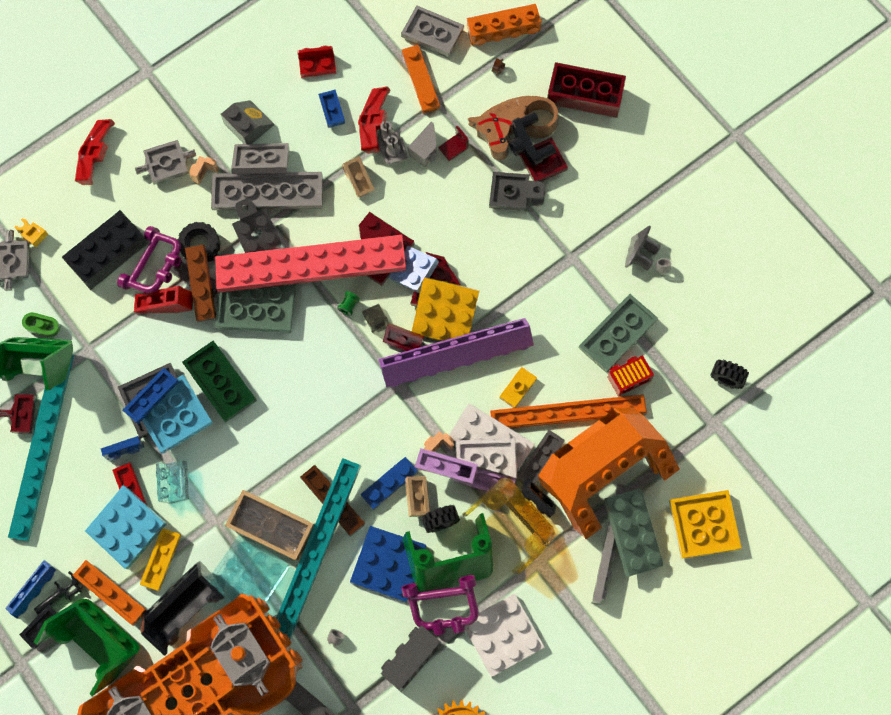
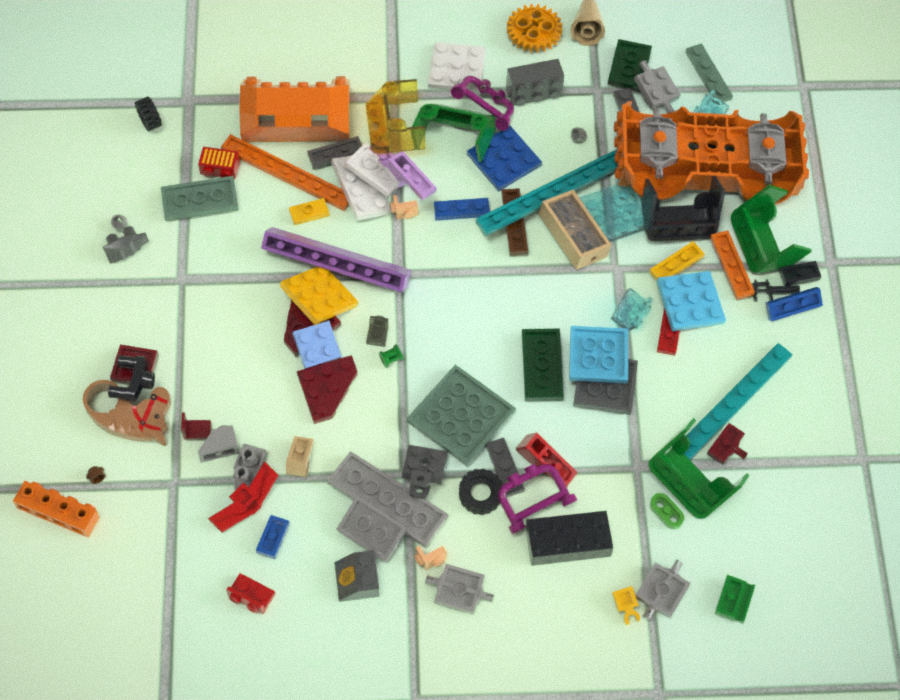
camera: 150 degrees left, 10 degrees down
(92, 151) = (522, 645): red plate -> none
(128, 446) = (656, 361): blue plate -> none
(150, 396) = (608, 370): blue plate -> none
(200, 283) = (503, 449): dark orange plate -> none
(310, 263) = (399, 401): coral plate -> none
(402, 338) = (368, 299): dark red plate -> none
(417, 496) = (448, 183): tan plate -> none
(420, 79) = (171, 514): orange plate -> none
(432, 30) = (122, 549): light grey plate -> none
(440, 518) = (443, 154): black tyre -> none
(525, 191) = (174, 348): dark grey plate -> none
(541, 500) = (360, 124): black plate -> none
(586, 89) = (44, 395): dark red brick -> none
(607, 555) = (346, 63): light grey plate -> none
(633, 532) = (313, 60): sand green plate -> none
(705, 524) = (257, 42): yellow plate -> none

